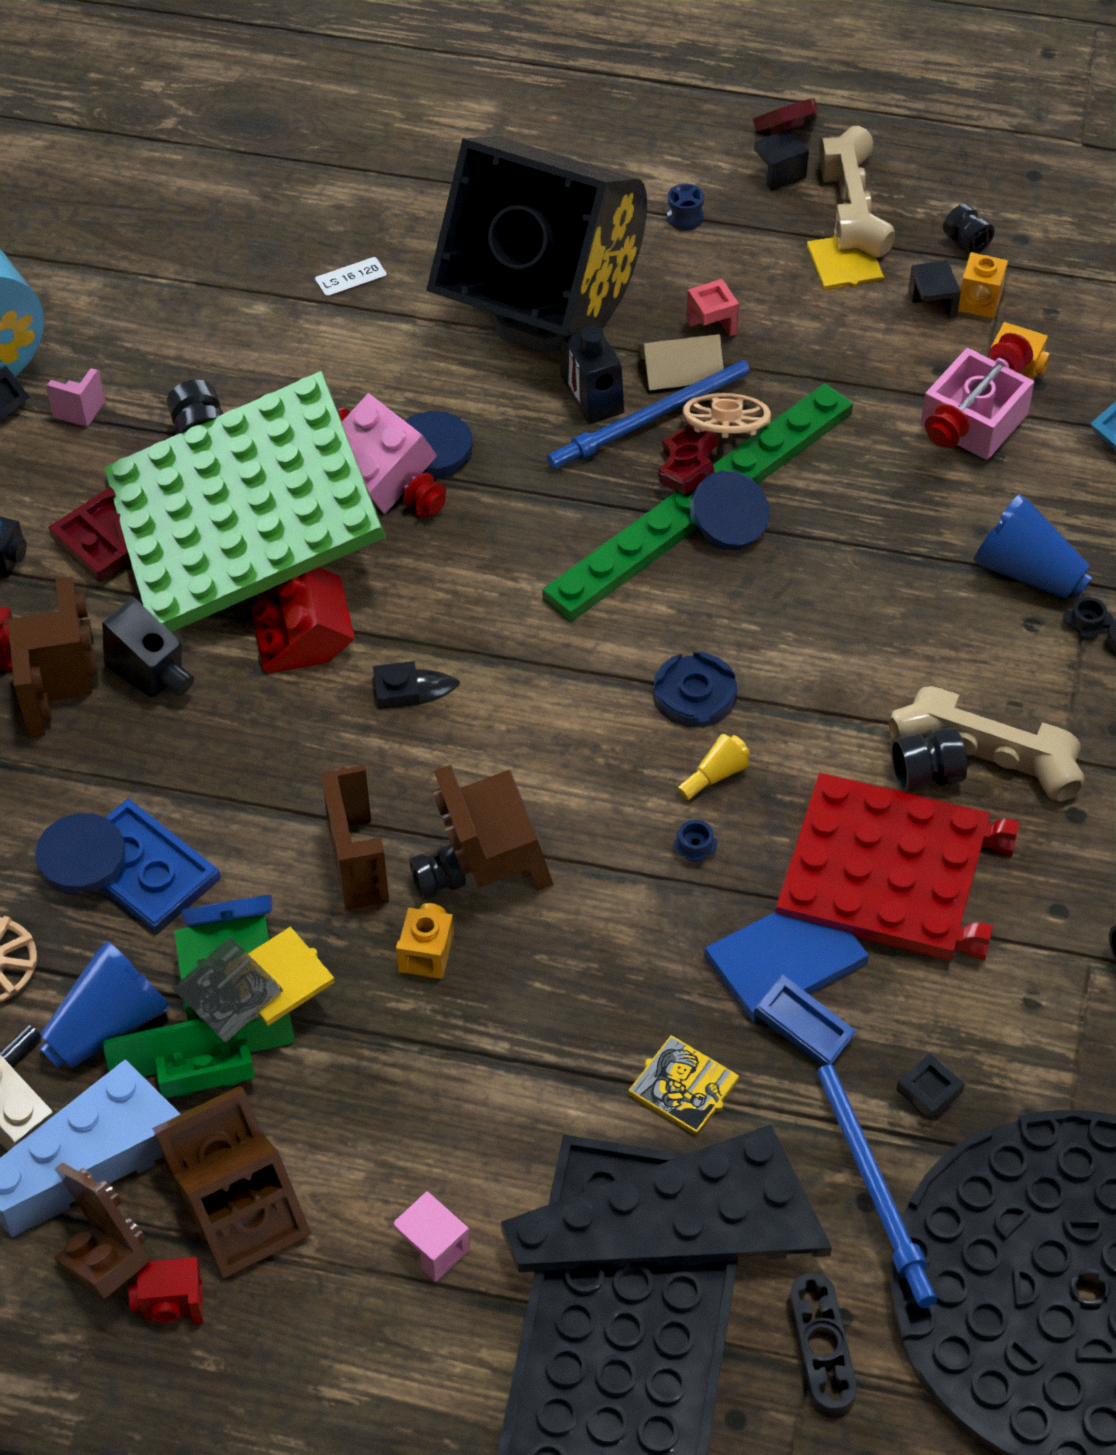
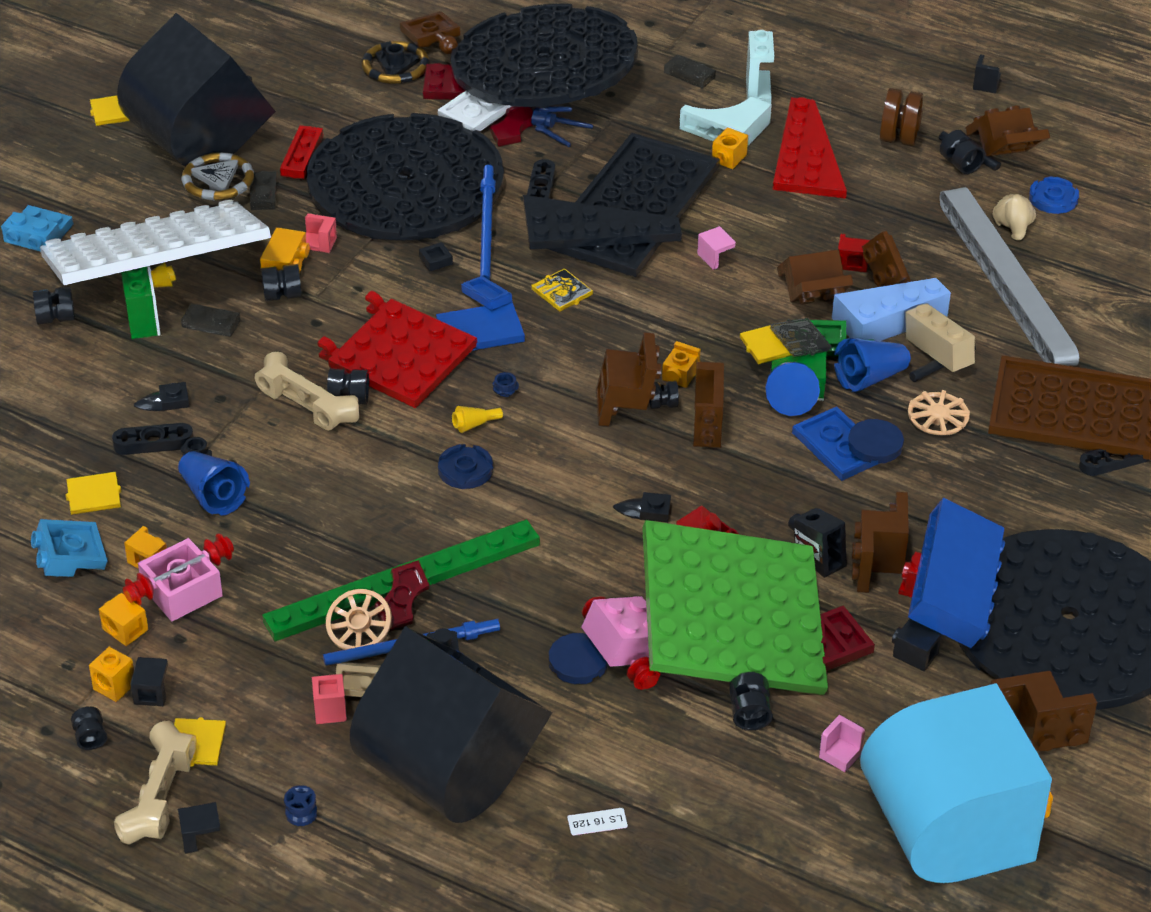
camera: 165 degrees left, 10 degrees down
(729, 510) = (391, 552): dark blue tile -> none
(785, 117) = (168, 860): dark red wing -> none
(1046, 443) = (142, 546): none -> light orange brick

